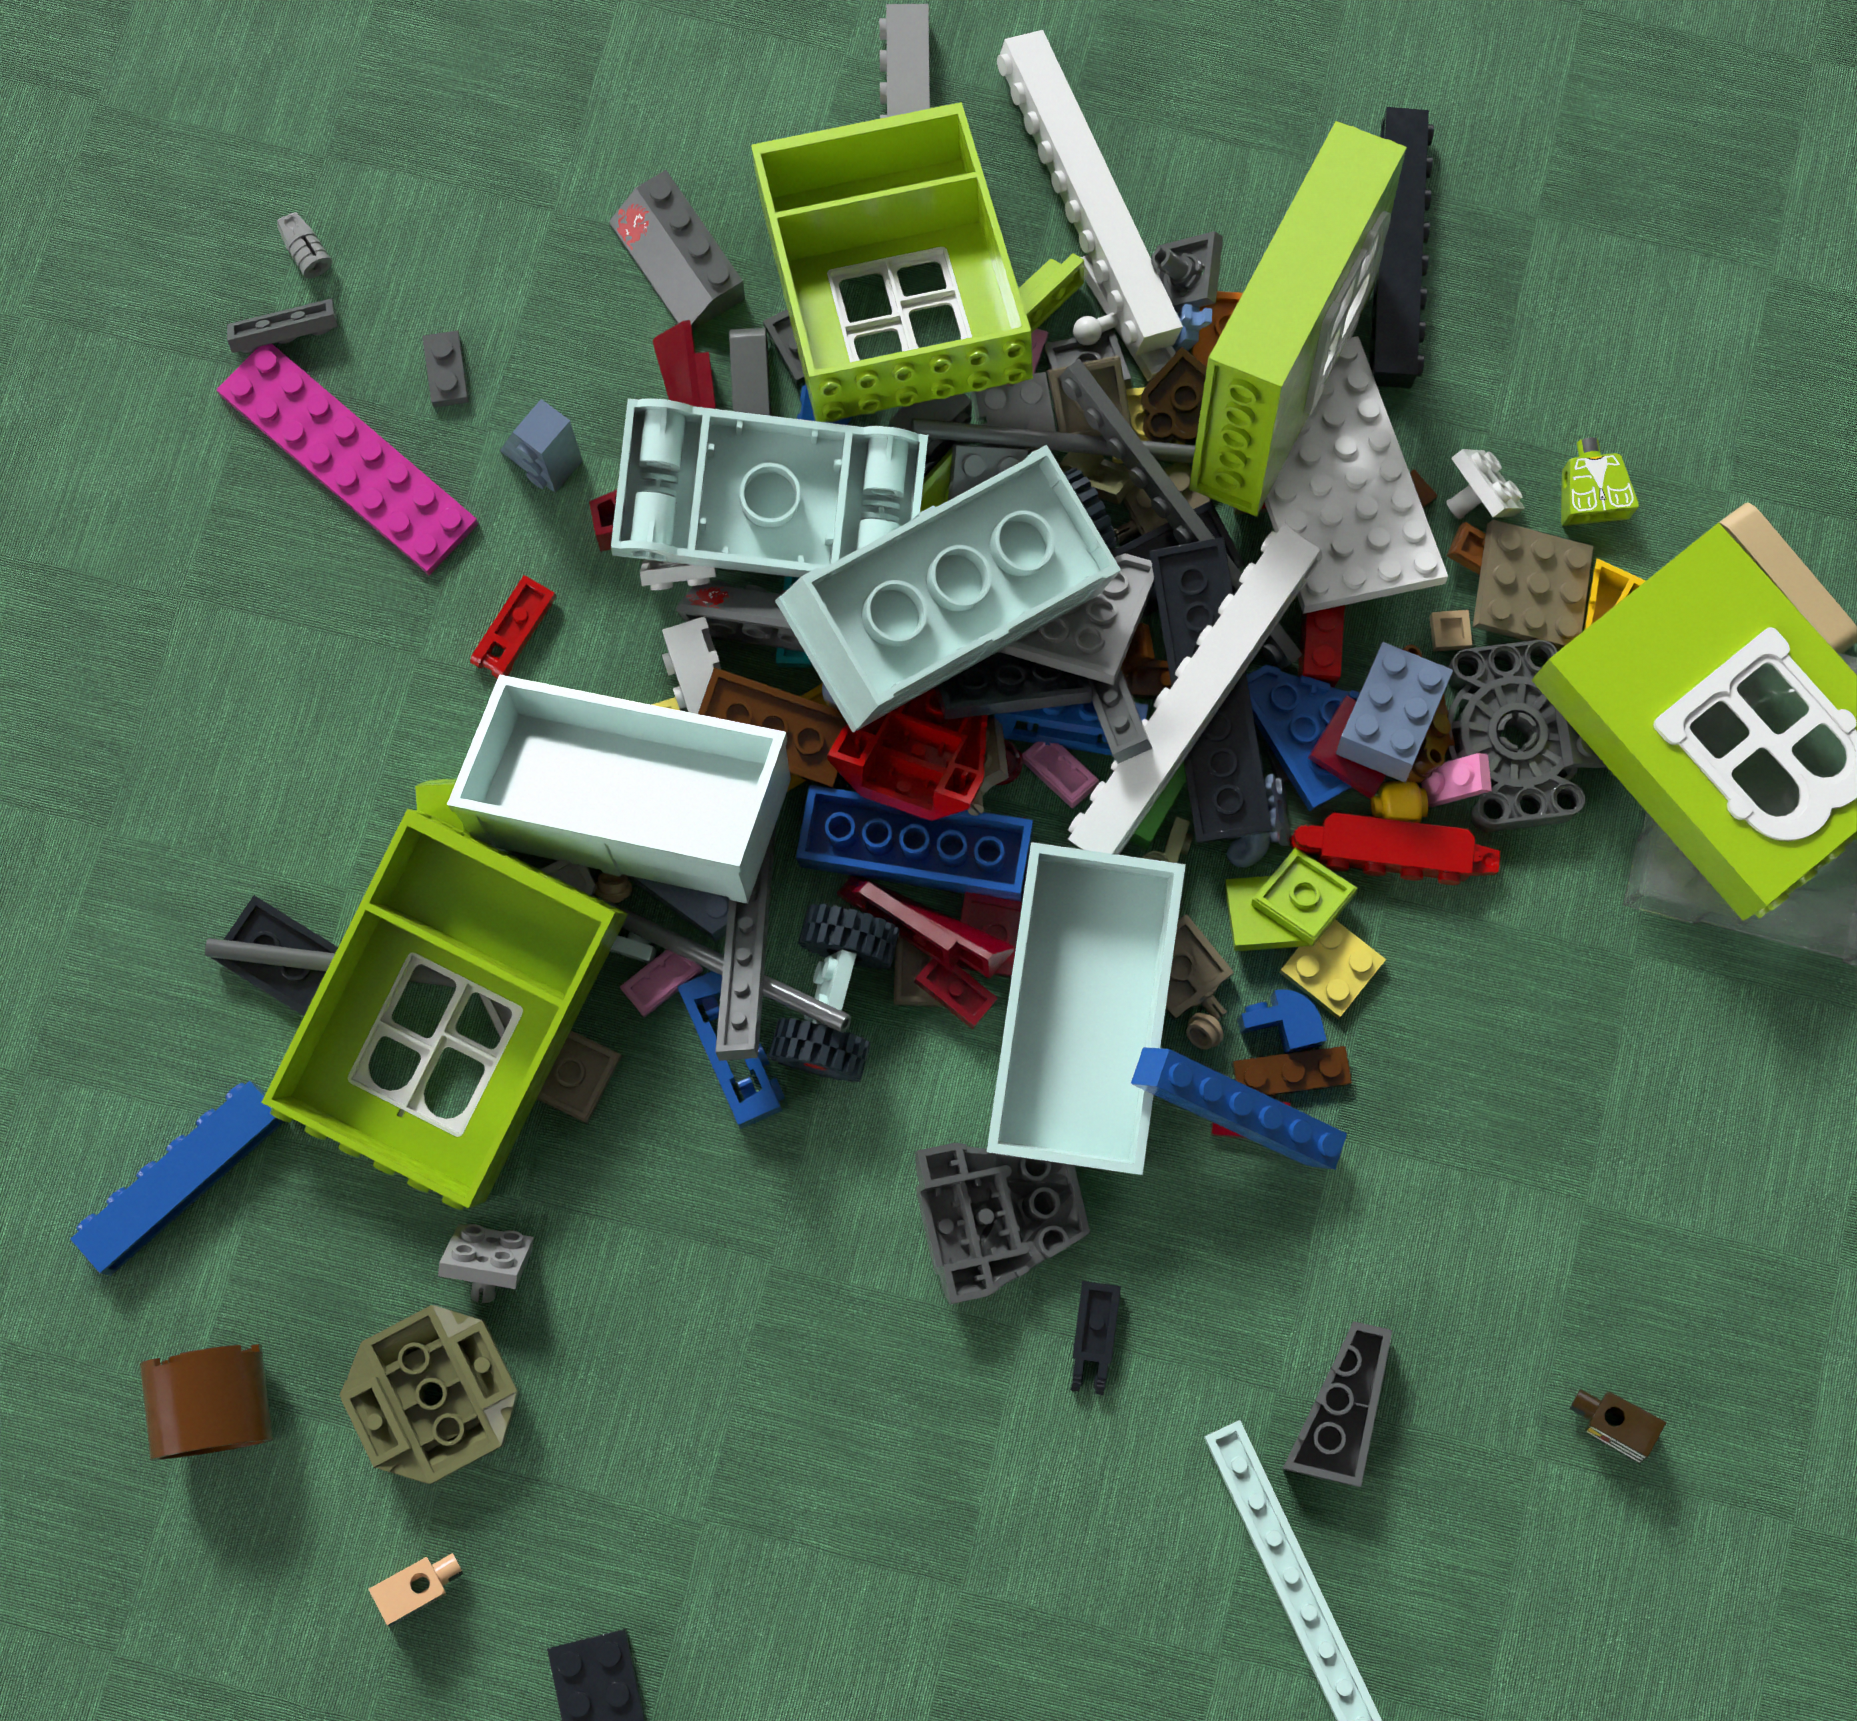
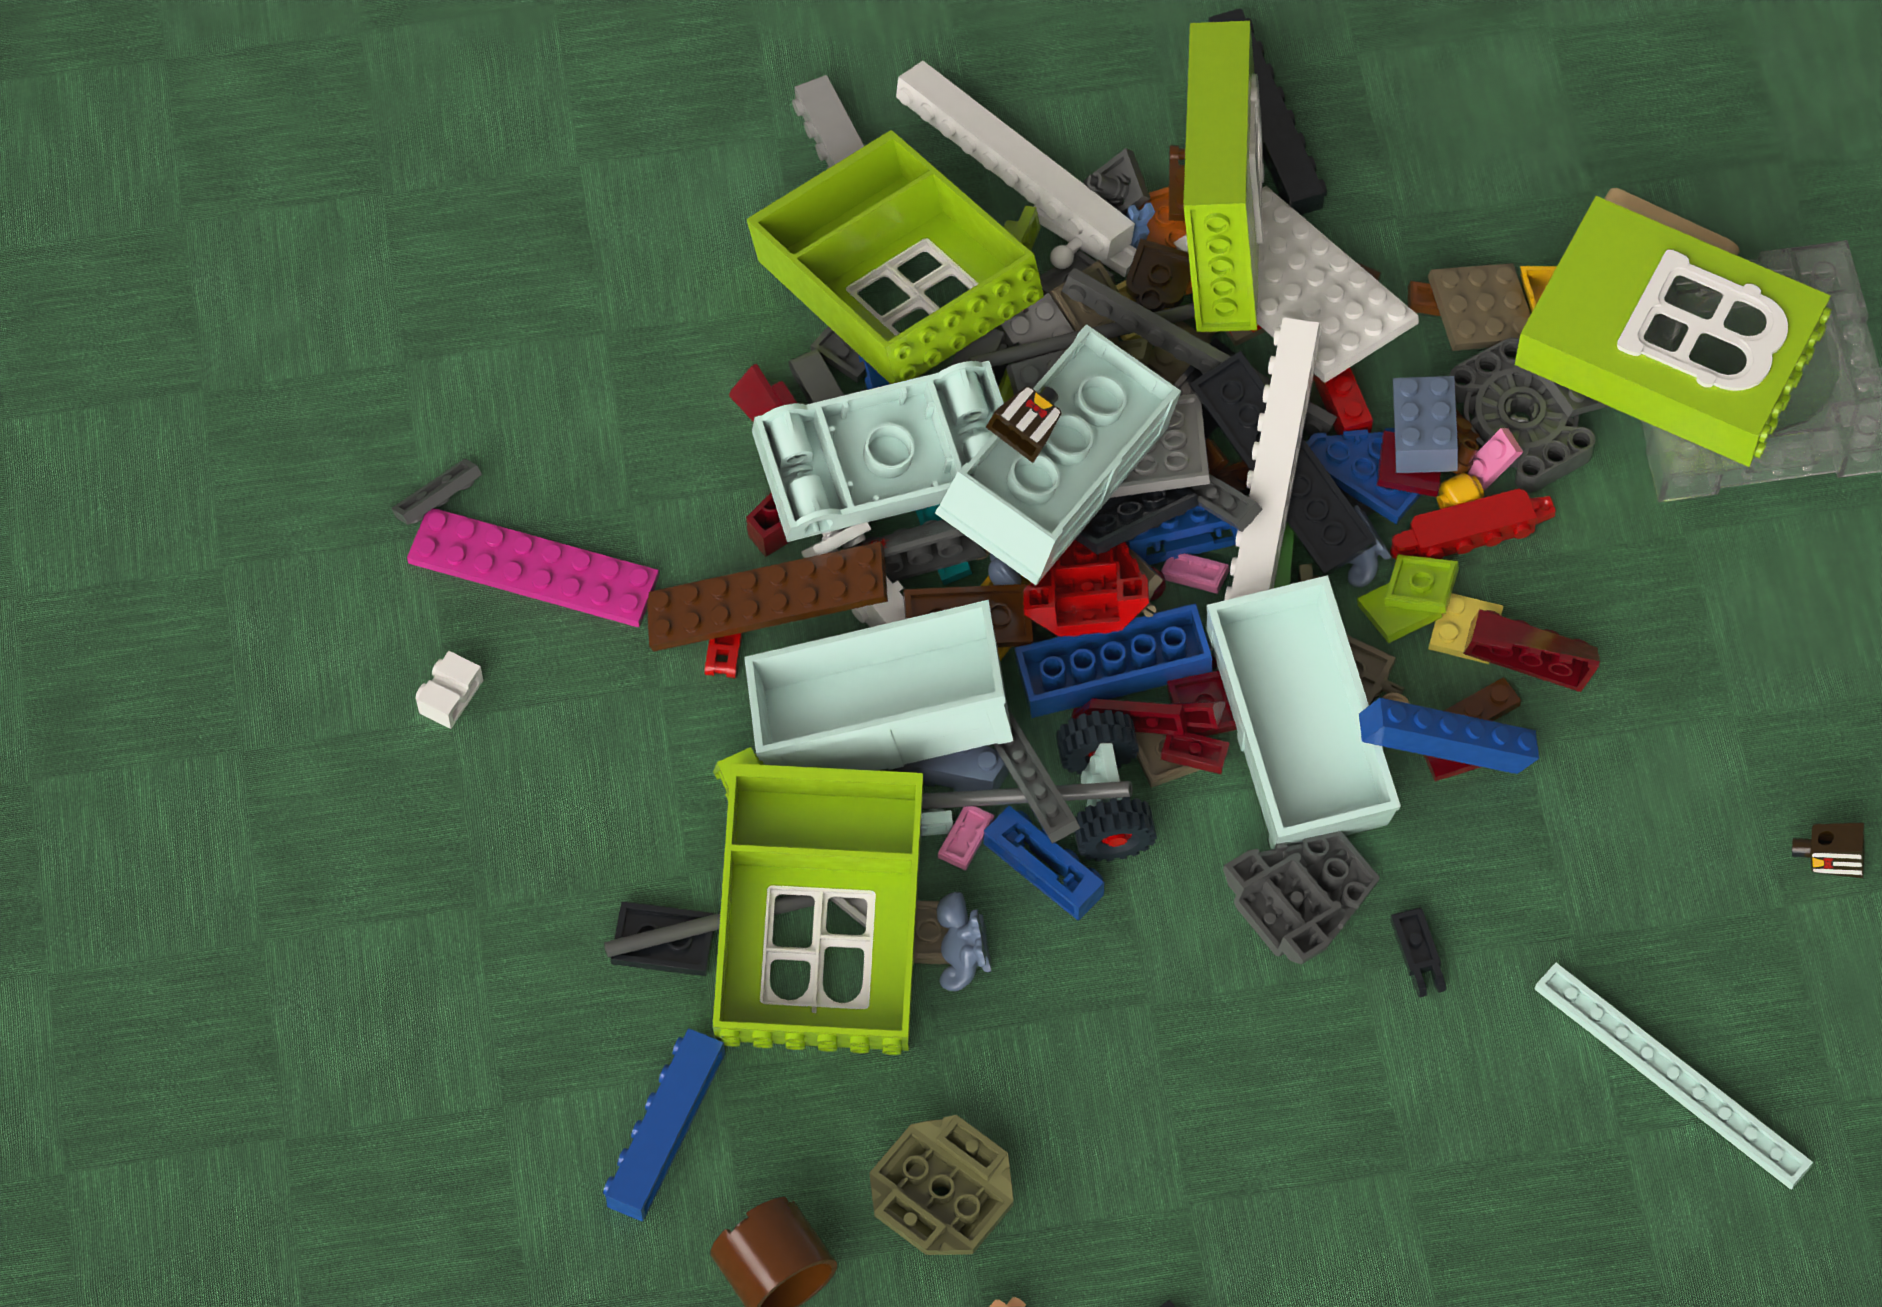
camera: 20 degrees left, 15 degrees down
(187, 565) = (450, 689): none -> white brick
(303, 246) = (424, 429): light grey hinge -> none
(445, 369) = (578, 475): dark grey plate -> none
(486, 1259) = (934, 1080): light grey plate -> none
(544, 447) = (688, 492): sand blue wedge -> none
(570, 607) = (767, 596): none -> reddish brown plate
(596, 1110) = (963, 944): none -> sand blue animal
(677, 252) = (719, 322): dark grey slope -> none
(913, 544) = (1026, 420): none -> torso
(1294, 1016) = (1453, 670): blue brick -> none
(1342, 1418) = (1630, 928): dark grey wedge -> none
(1390, 1032) = (1531, 650): none -> dark red wedge
(1450, 630) = (1436, 360): tan plate -> none
(1484, 486) = (1412, 251): white plate -> none
(1595, 487) = (1495, 221): lime torso -> none

